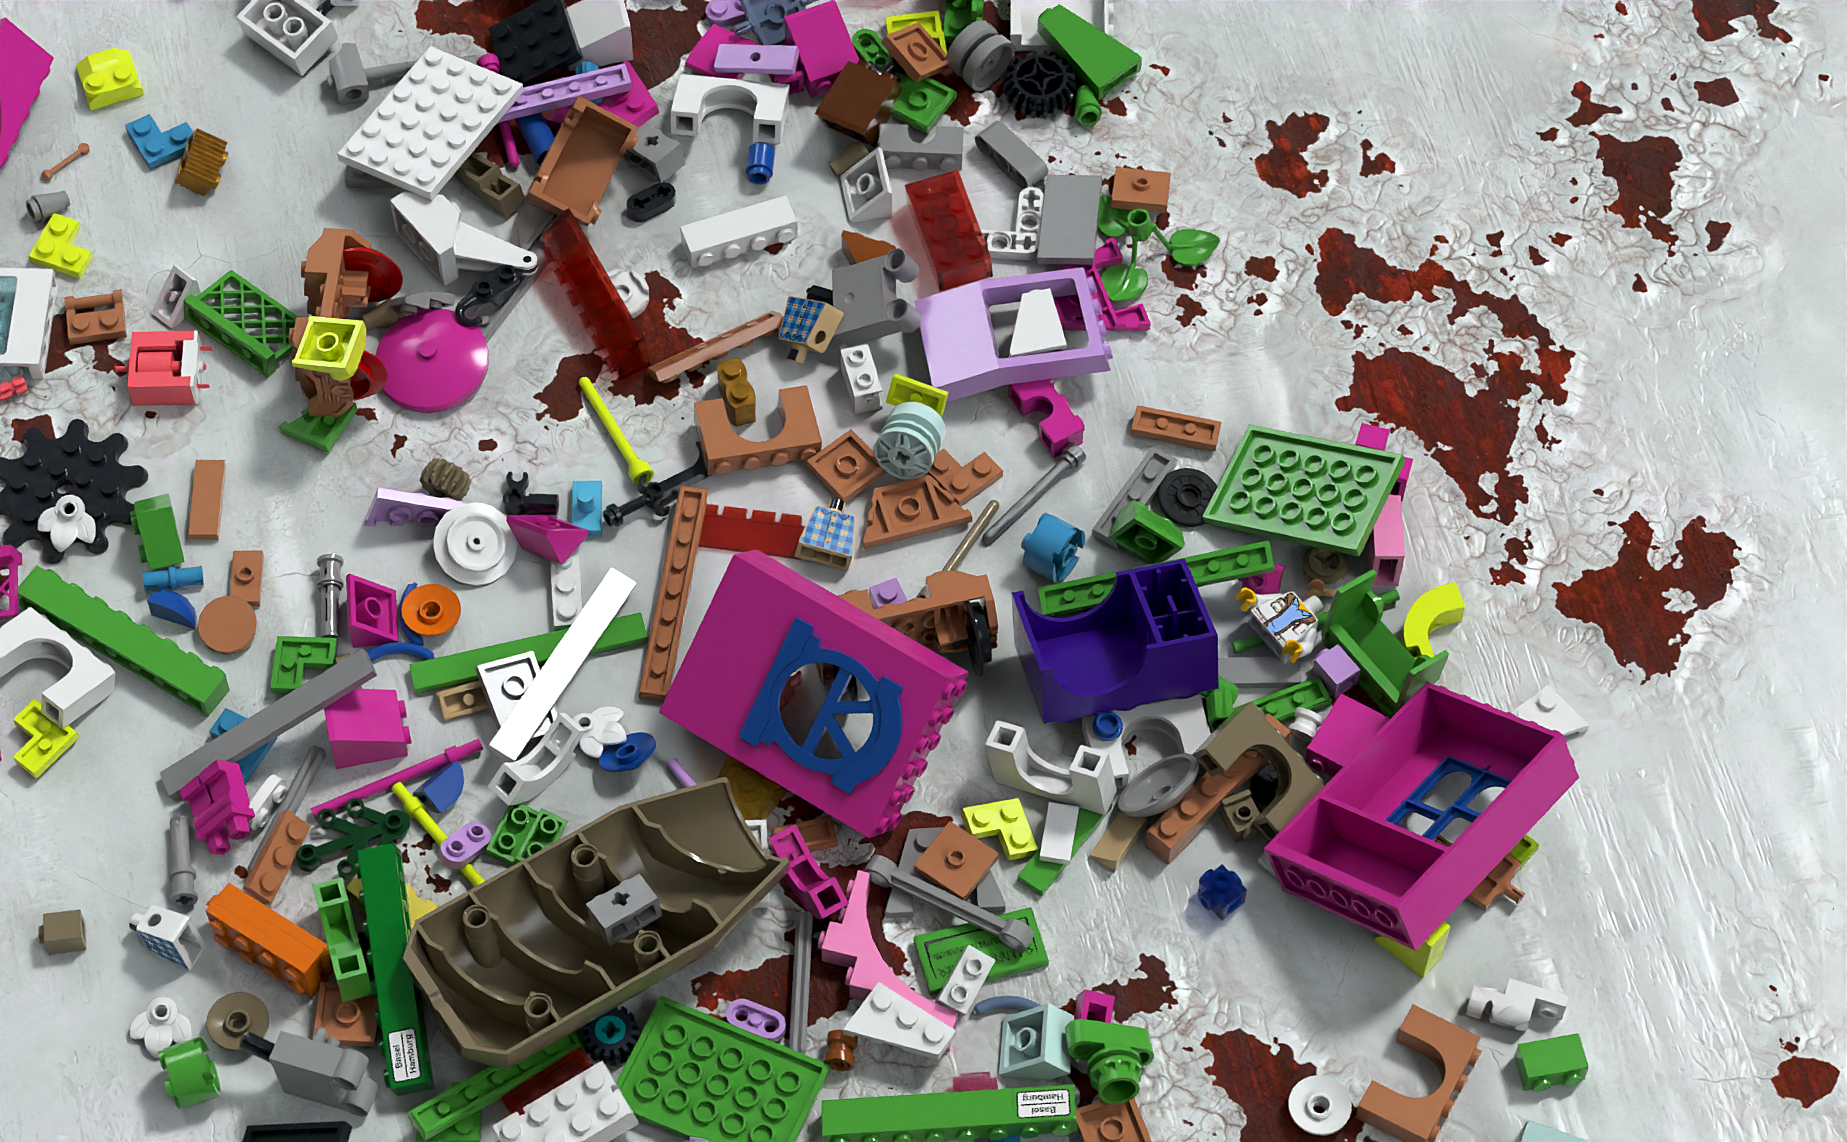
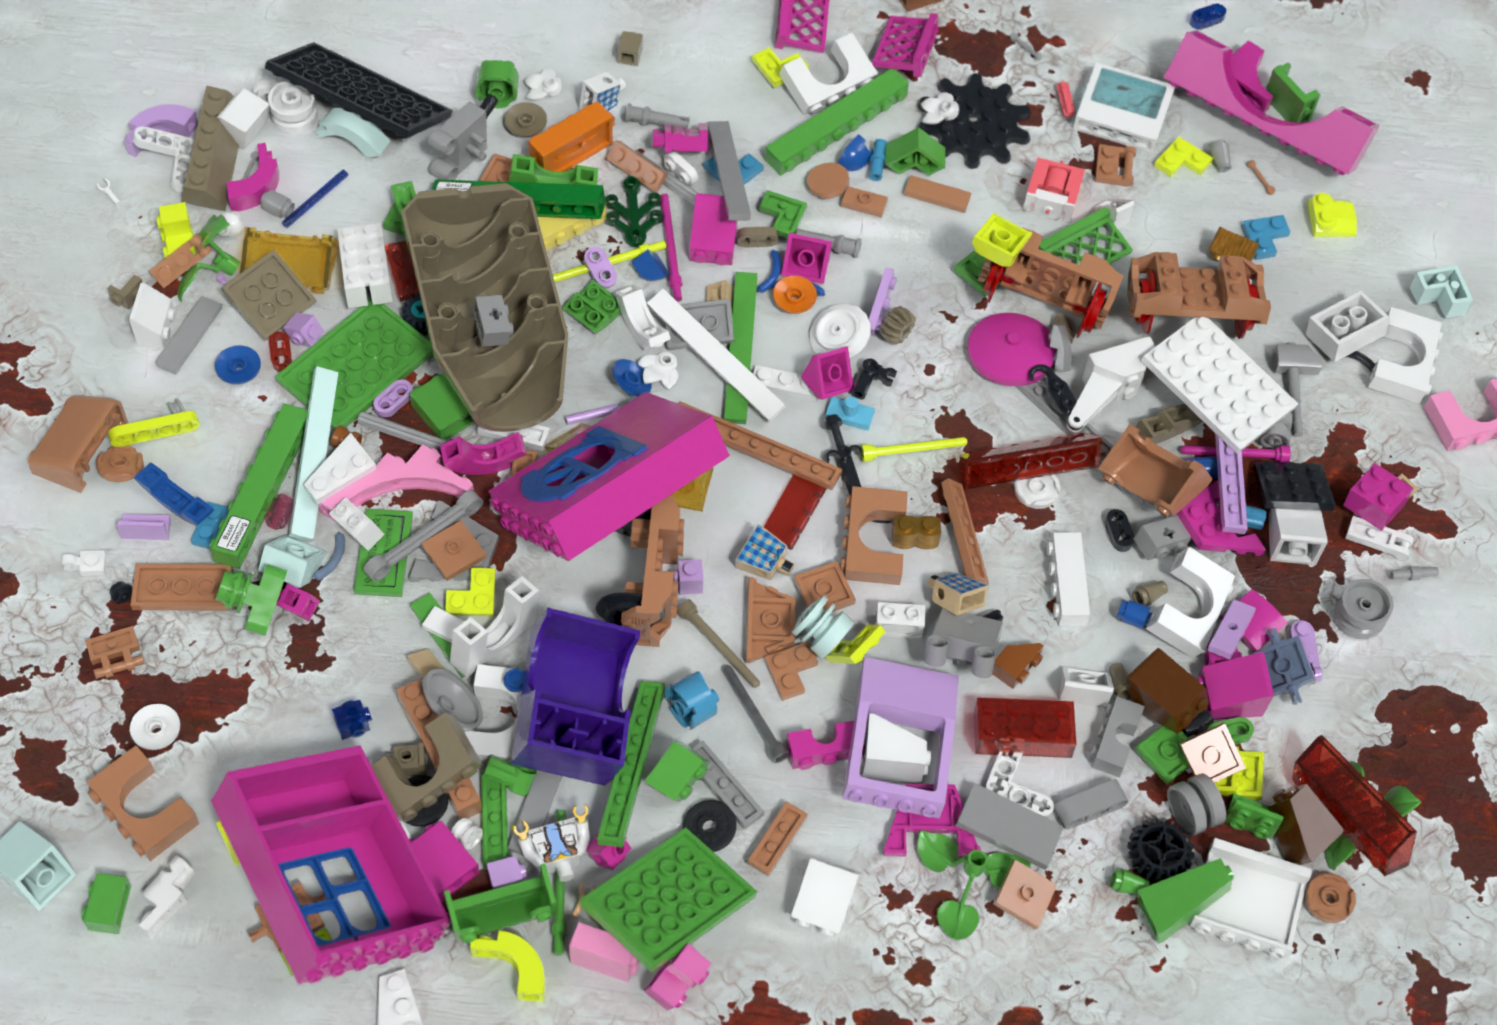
camera: 105 degrees right, 0 degrees up
(306, 164) = (1197, 291): none -> nougat piece
(728, 156) = (1149, 593): none -> dark tan cone
(748, 957) = (440, 407): none -> bright green brick
(877, 1075) = (313, 451): none -> light aqua tile
(1221, 361) = (825, 896): none -> white slope

